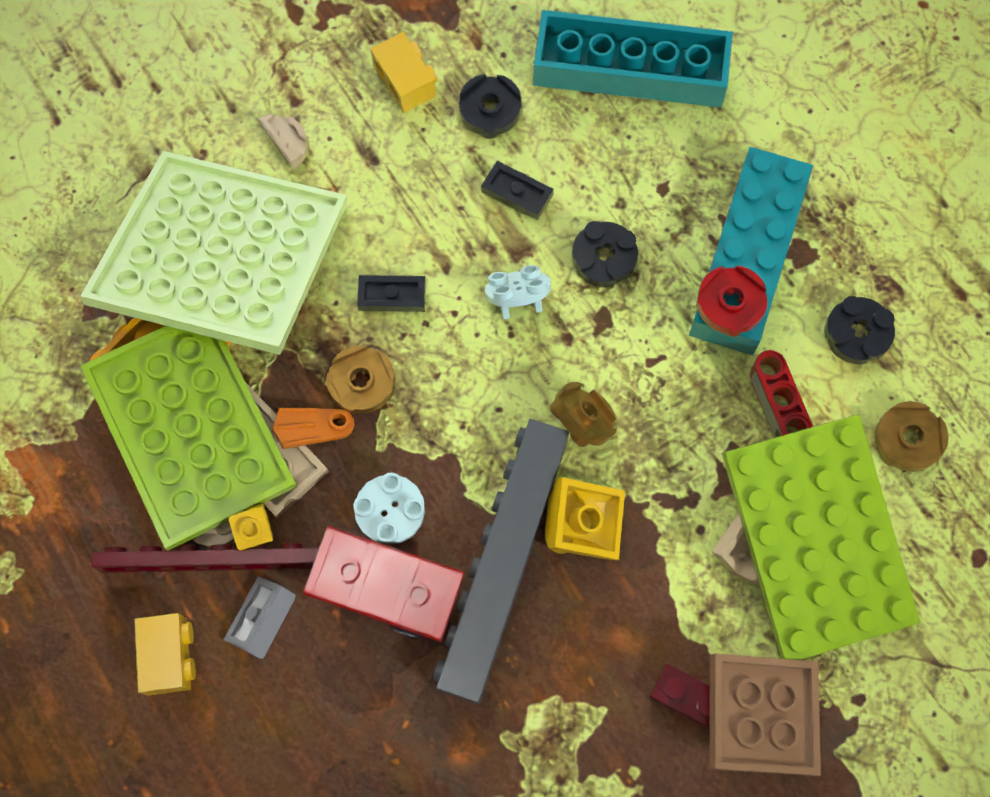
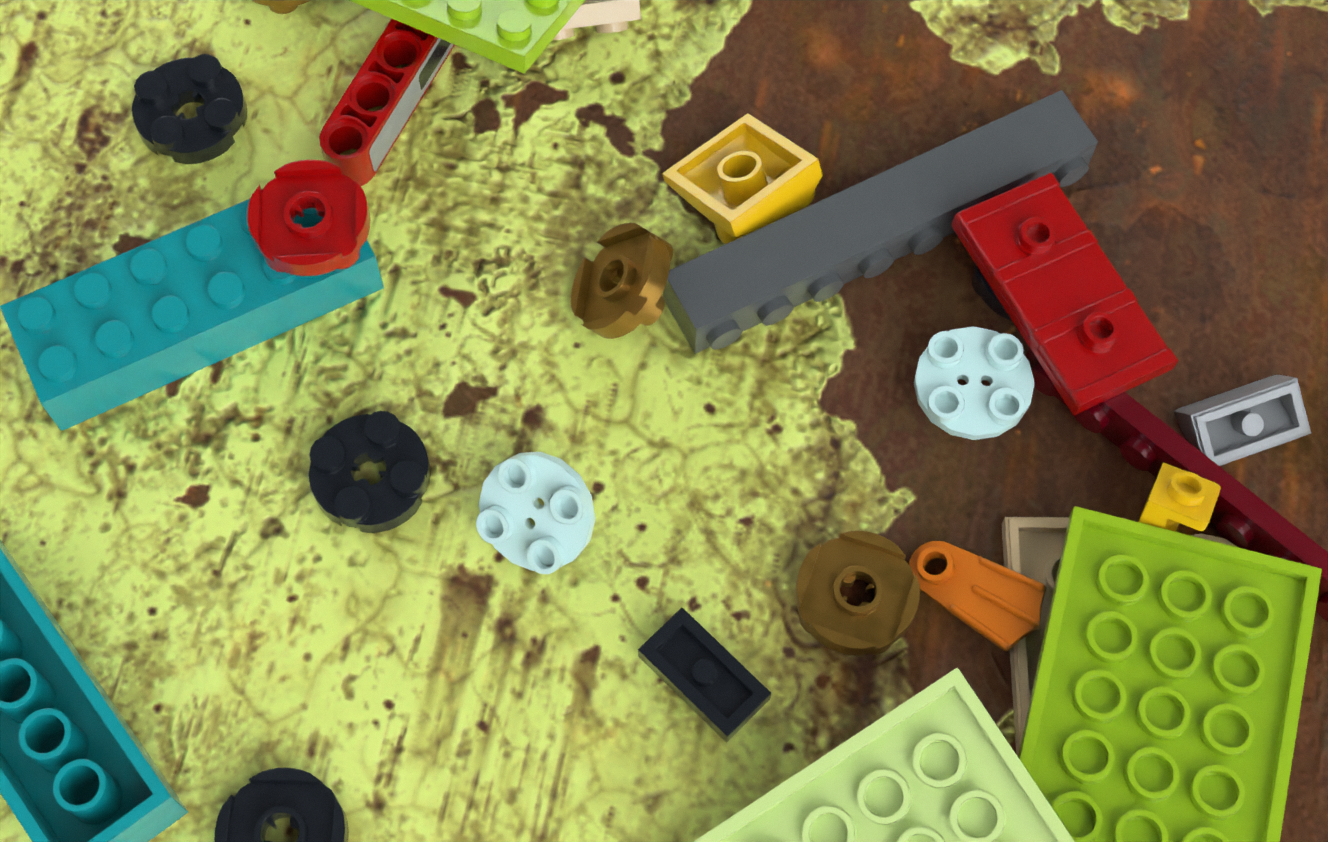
camera: 140 degrees left, 5 degrees down
(517, 190) = (386, 663): black plate -> none

